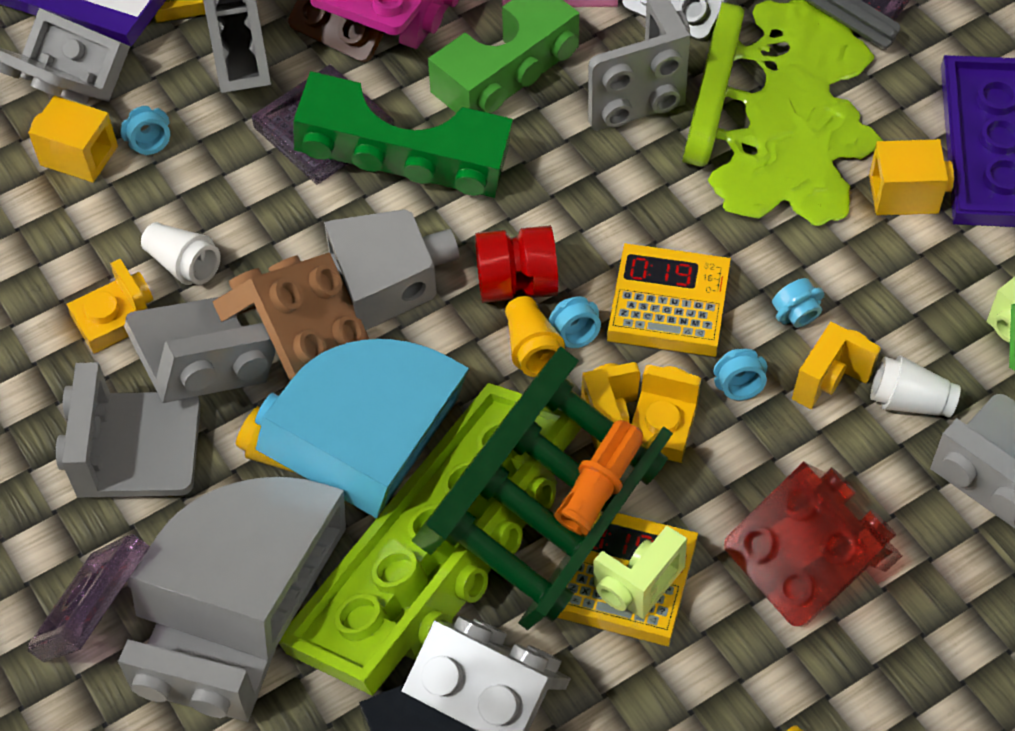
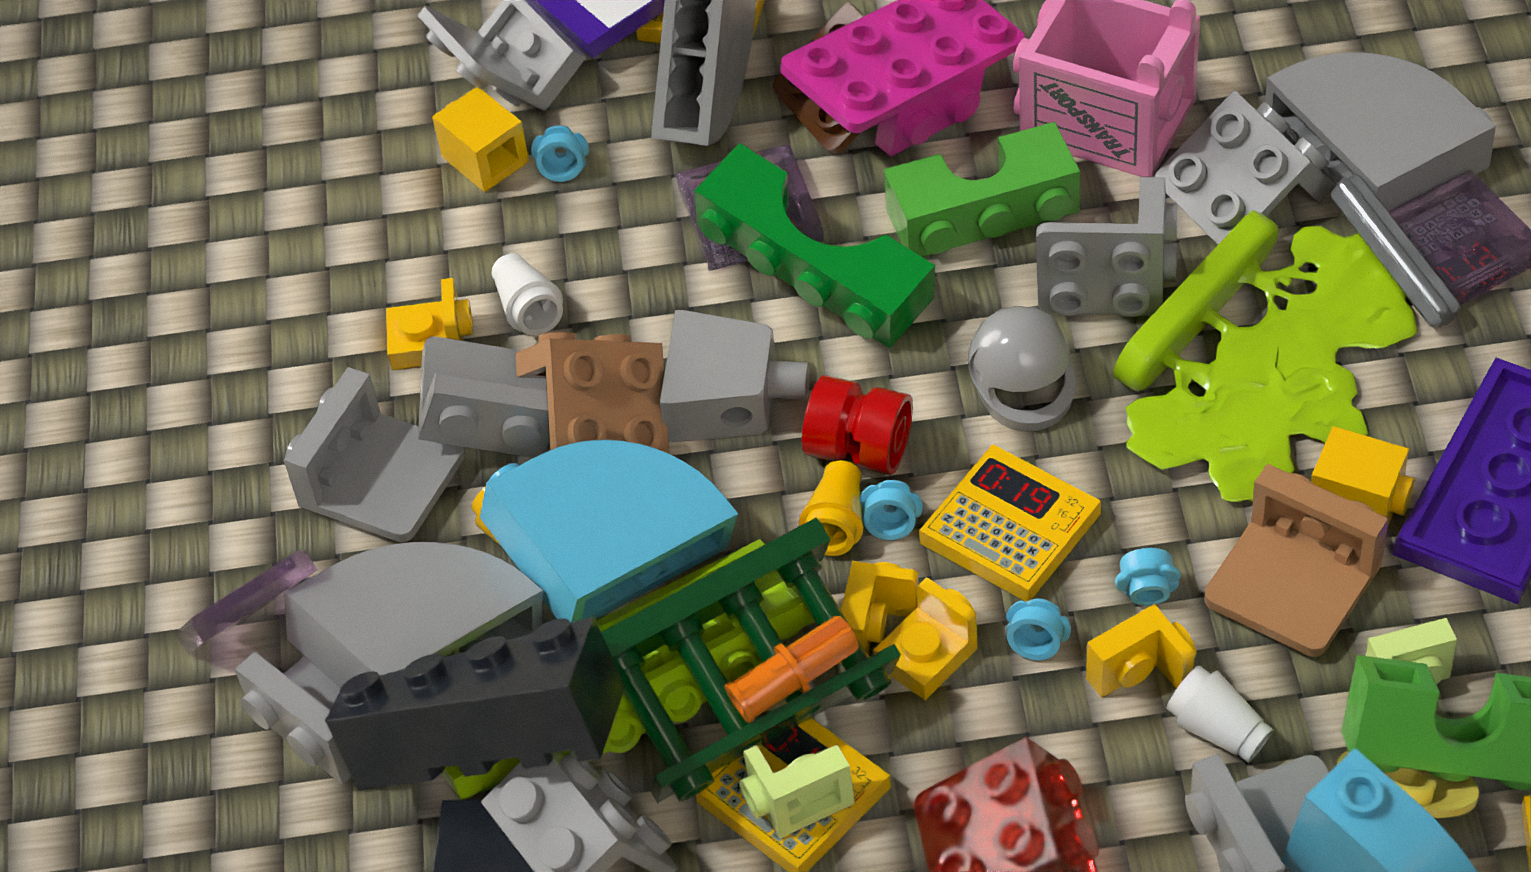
camera: 30 degrees right, 5 degrees down
(368, 613) = (481, 707): none -> black wedge
(614, 165) = (1021, 353): none -> light grey helmet
(903, 252) = (1299, 562): none -> medium nougat bracket

